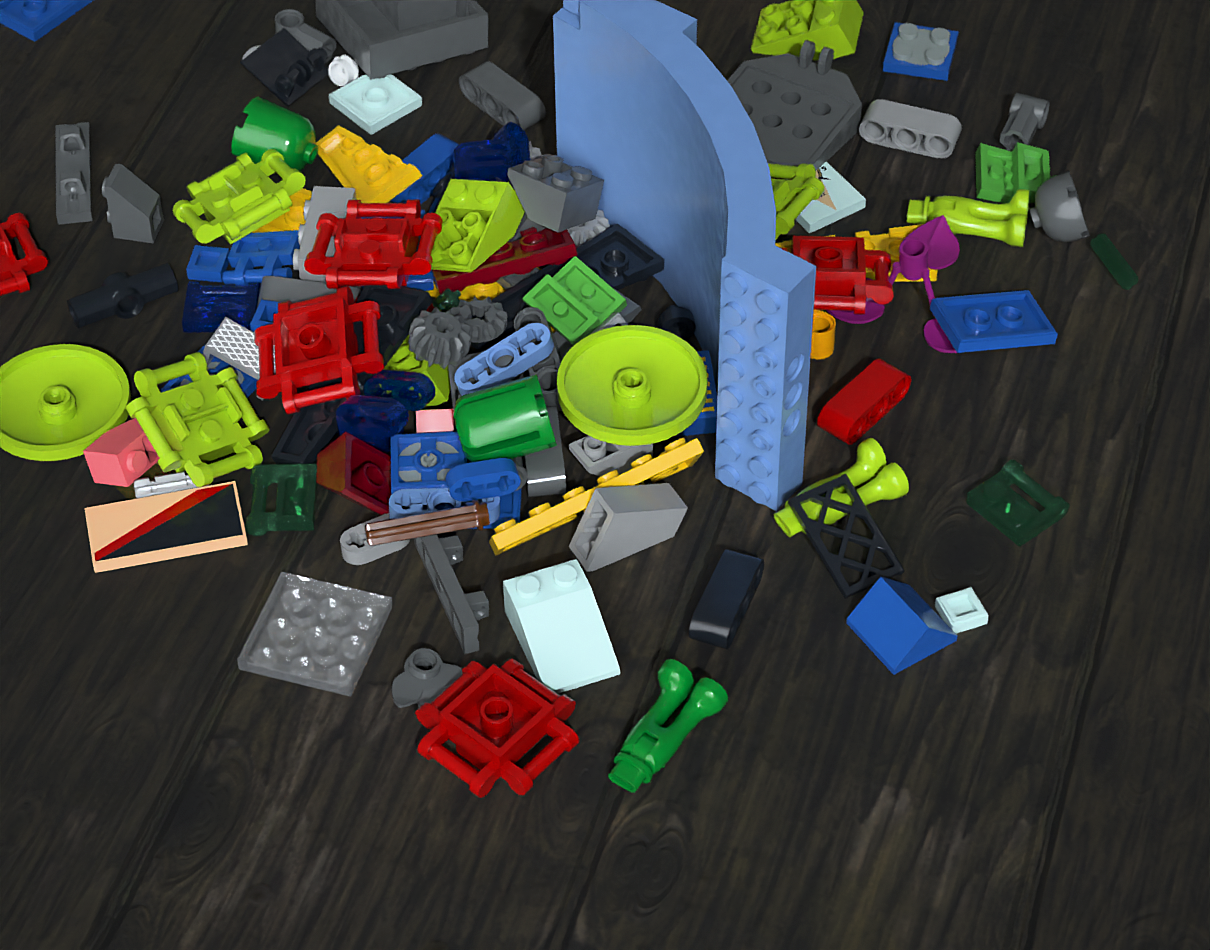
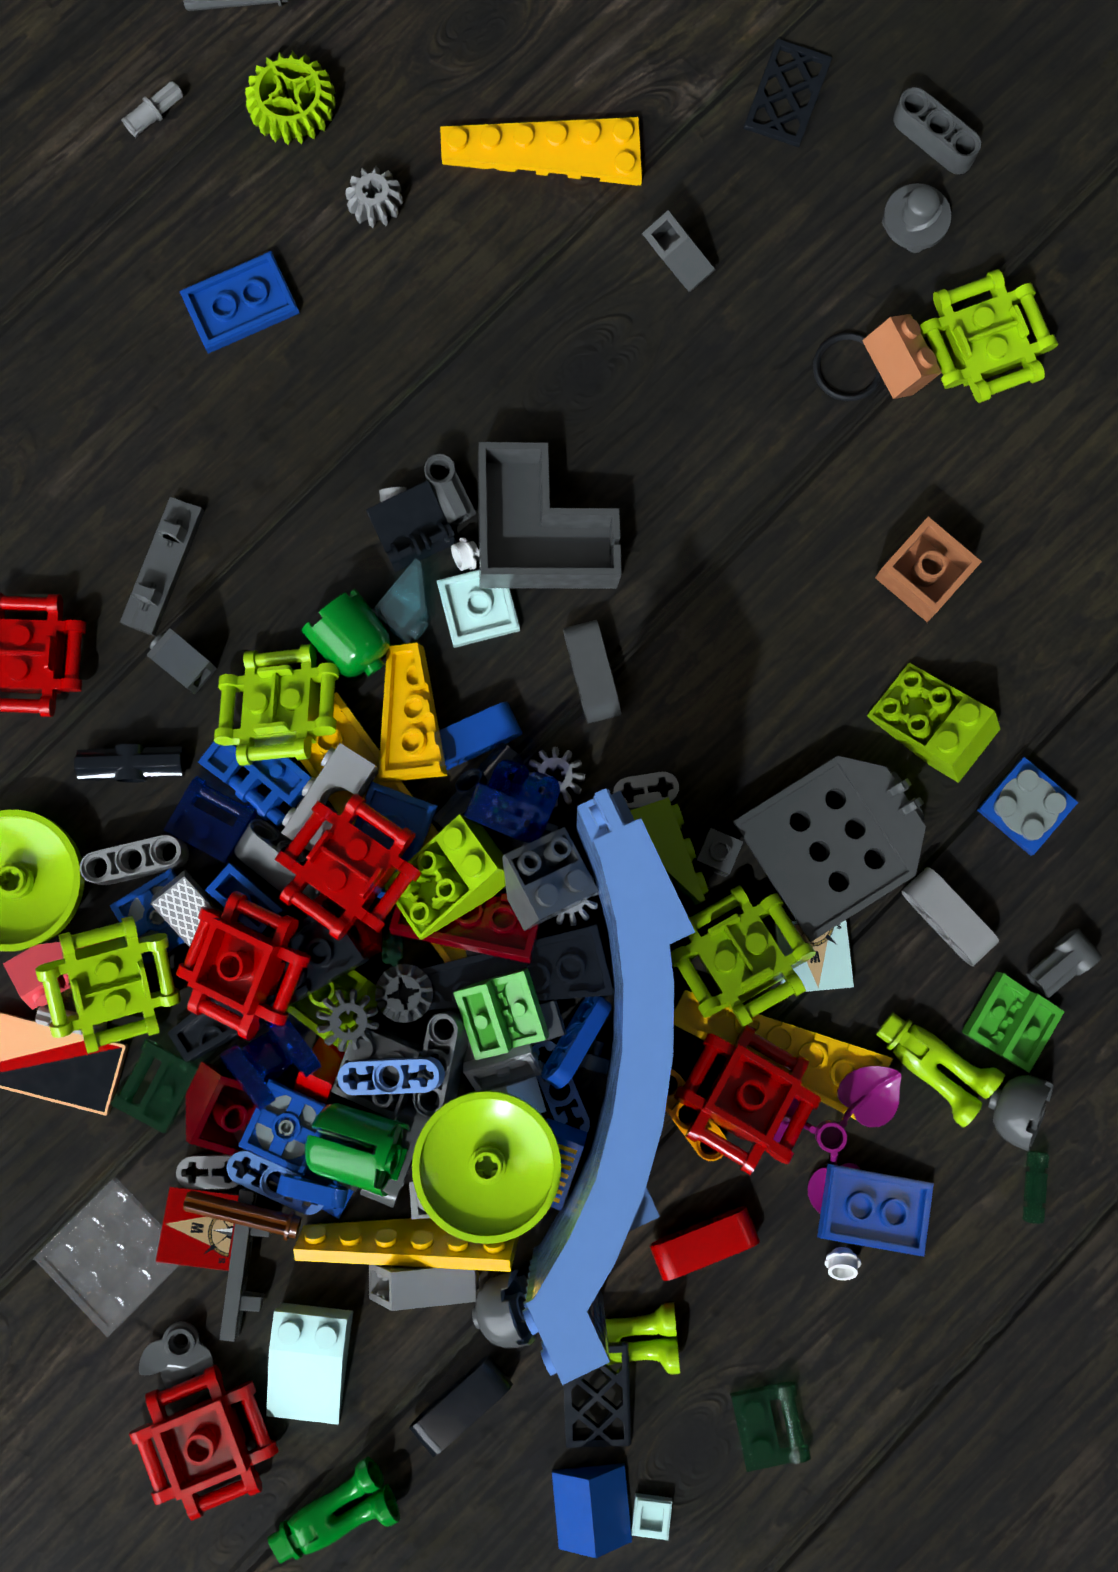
camera: 30 degrees right, 35 degrees up
(166, 346) = (118, 860): none -> light grey beam
(316, 106) = (405, 604): none -> clear light blue slope
(390, 572) = (194, 1238): none -> red tile
(654, 302) = (575, 1044): none -> blue beam
(719, 507) = (500, 1311): none -> dark grey cylinder
(1001, 370) = (842, 1263): none -> white plate

